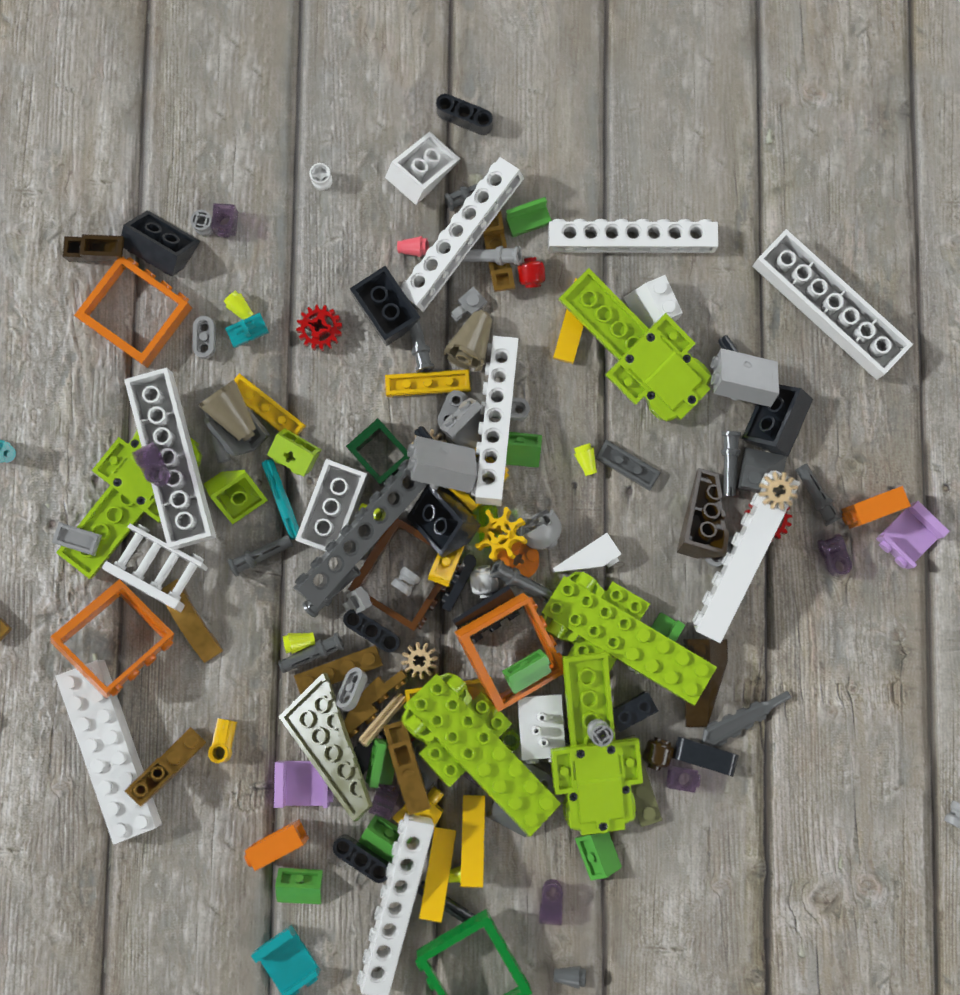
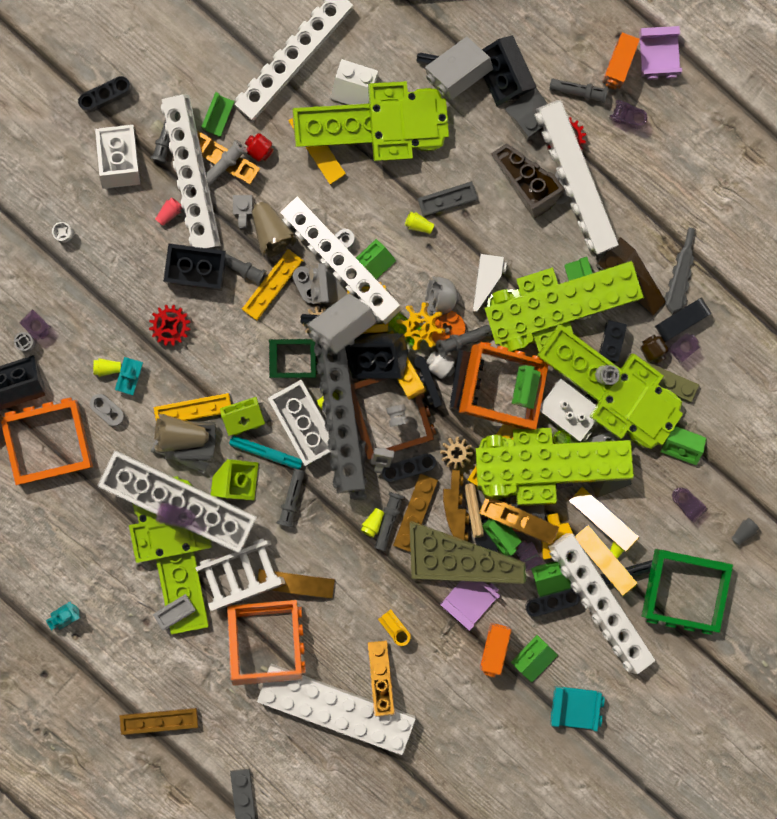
camera: 50 degrees left, 5 degrees up
(351, 689) = (436, 513): light grey plate -> none
(730, 454) = (499, 122): dark grey pin -> none
(781, 498) = (547, 118): tan gear -> none

